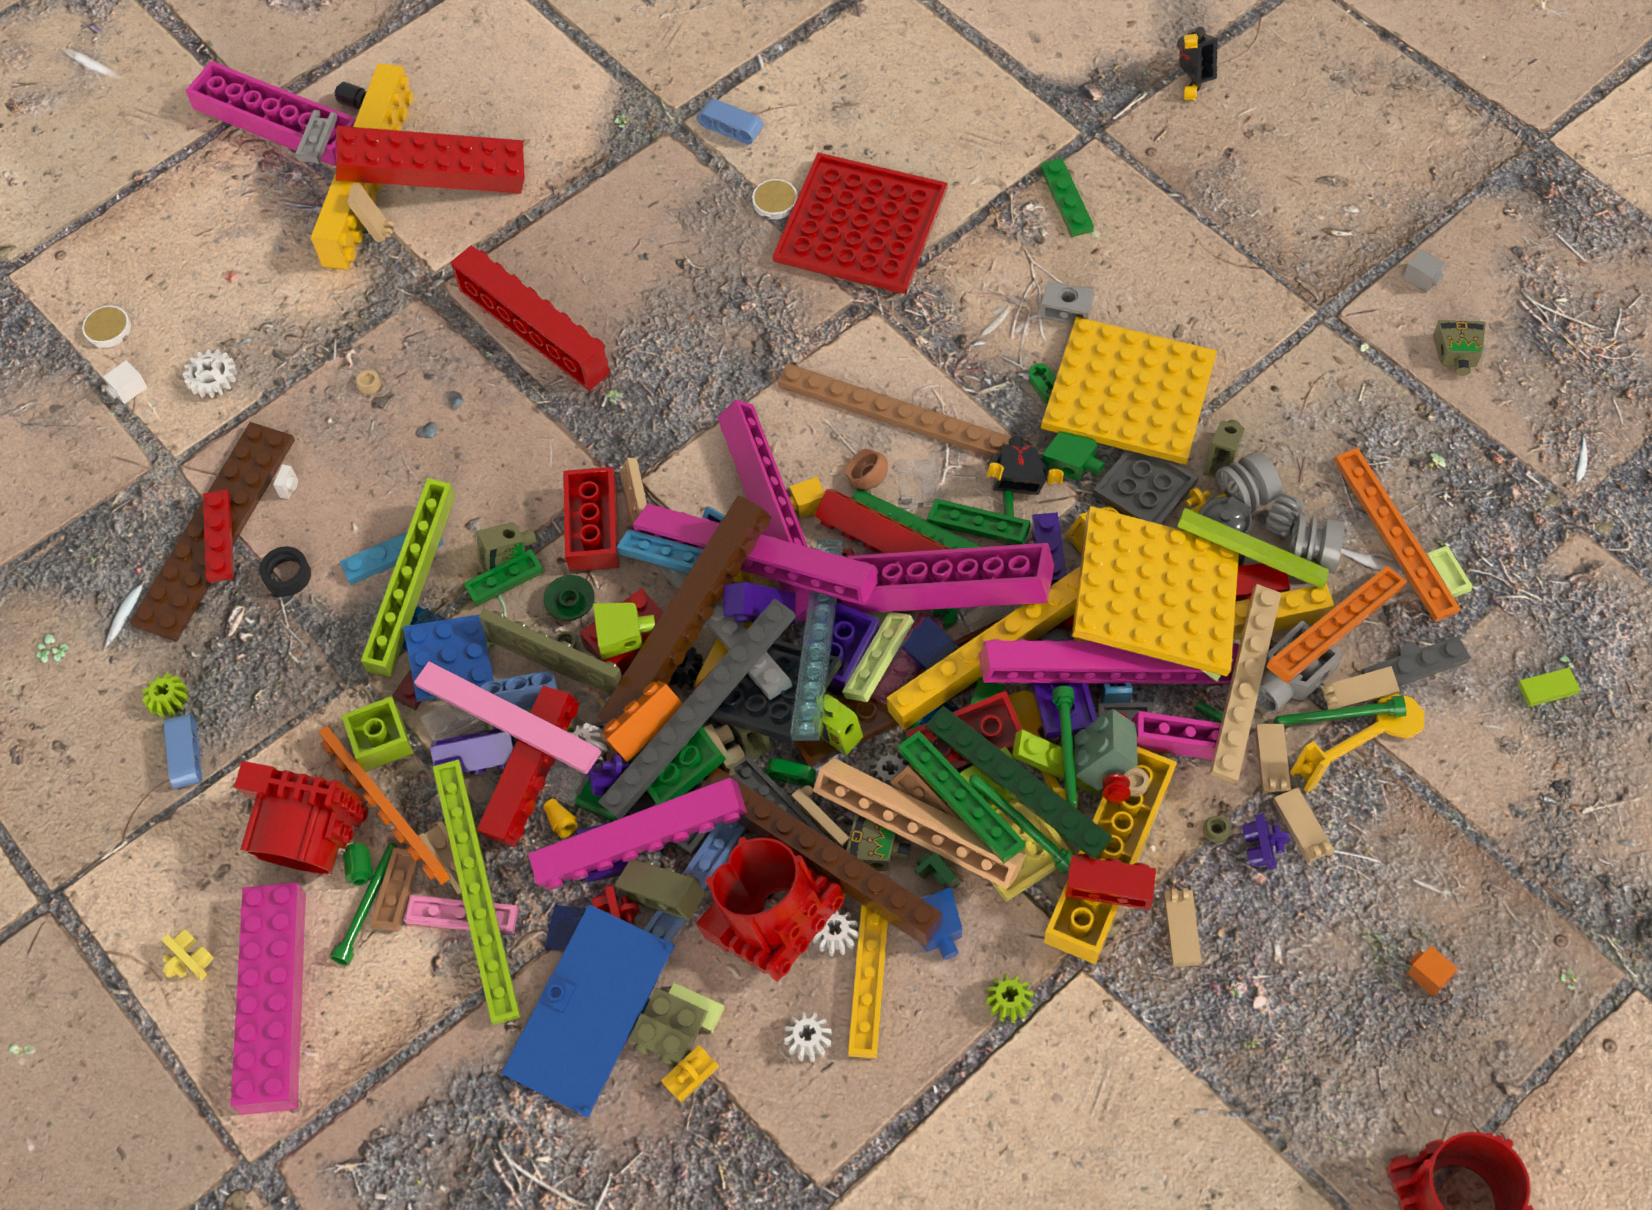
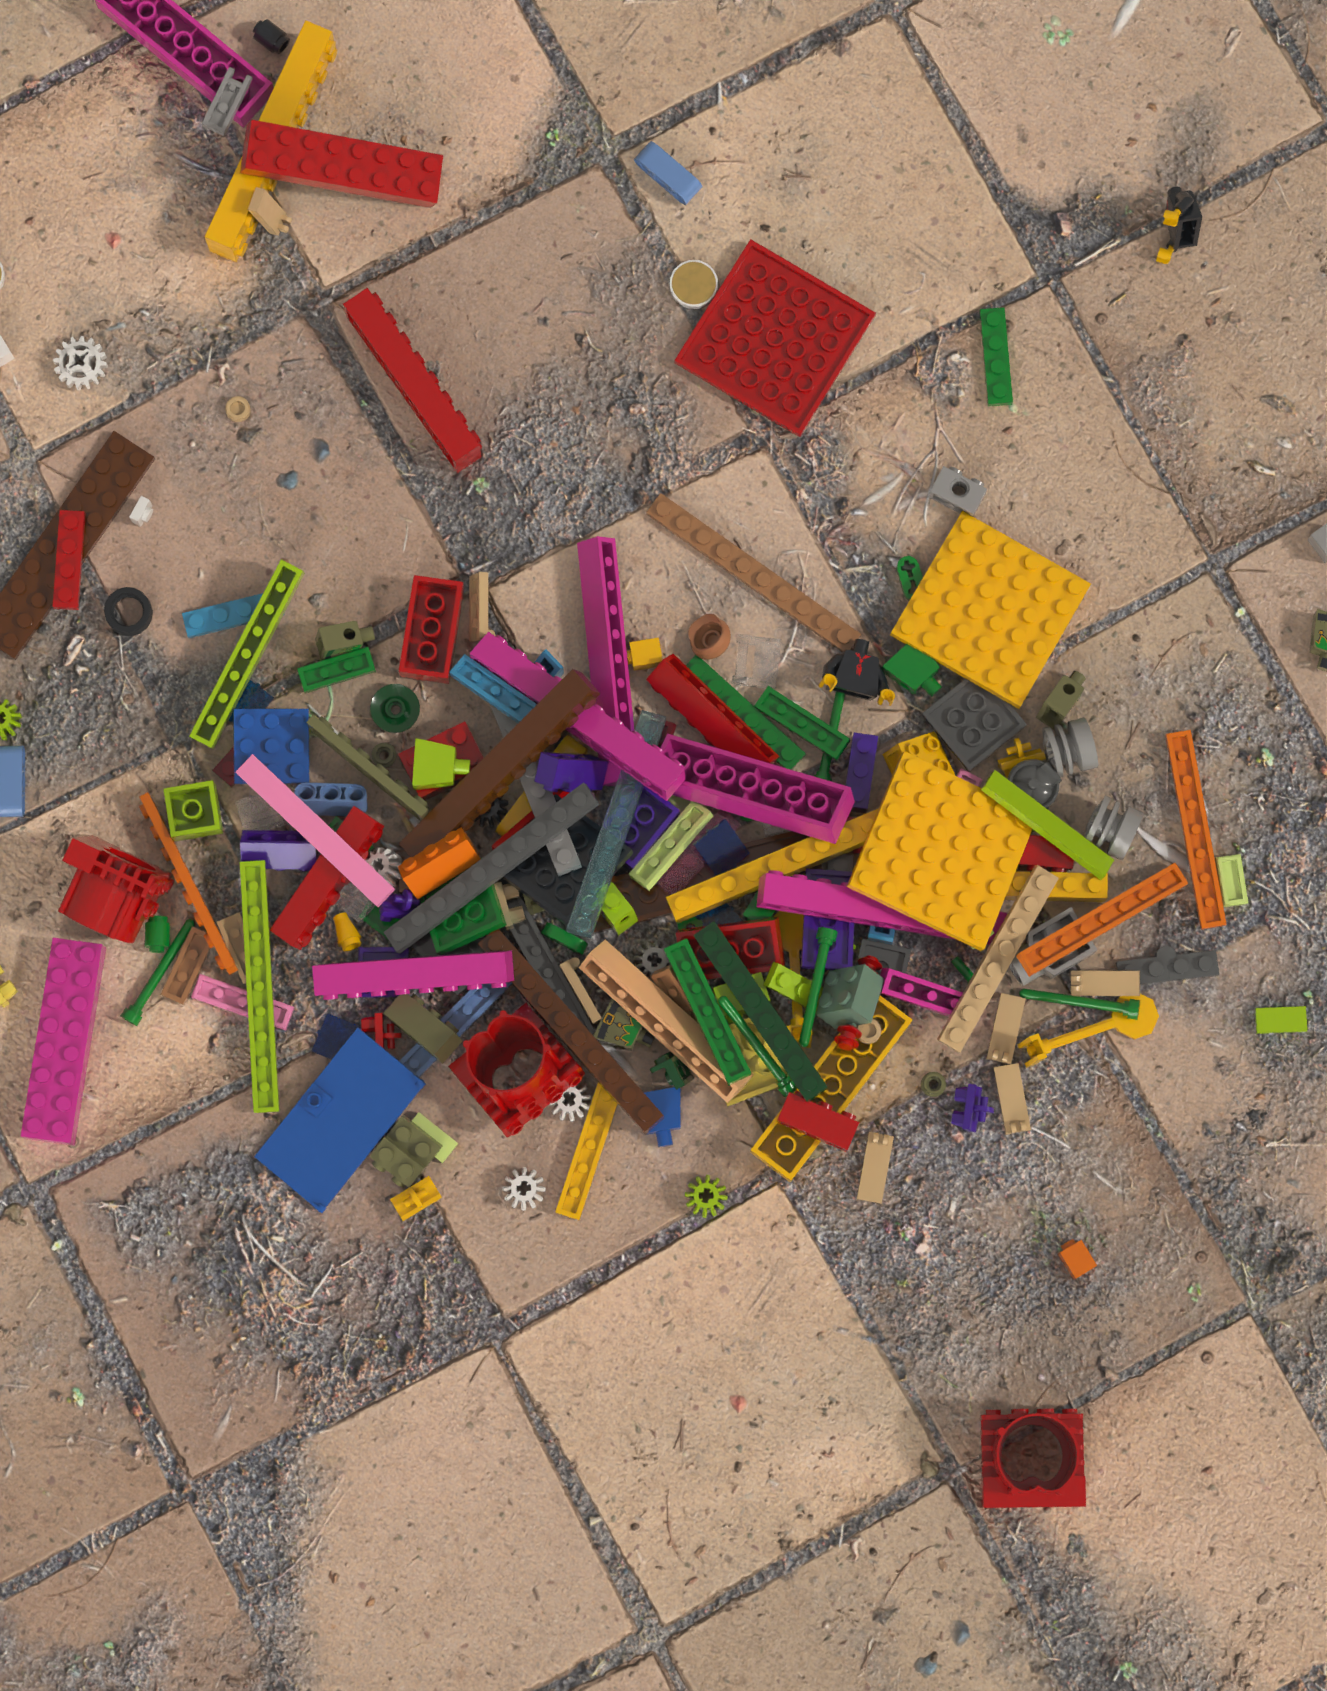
camera: 10 degrees right, 20 degrees up
(1283, 515) = (1094, 788): light grey gear -> none

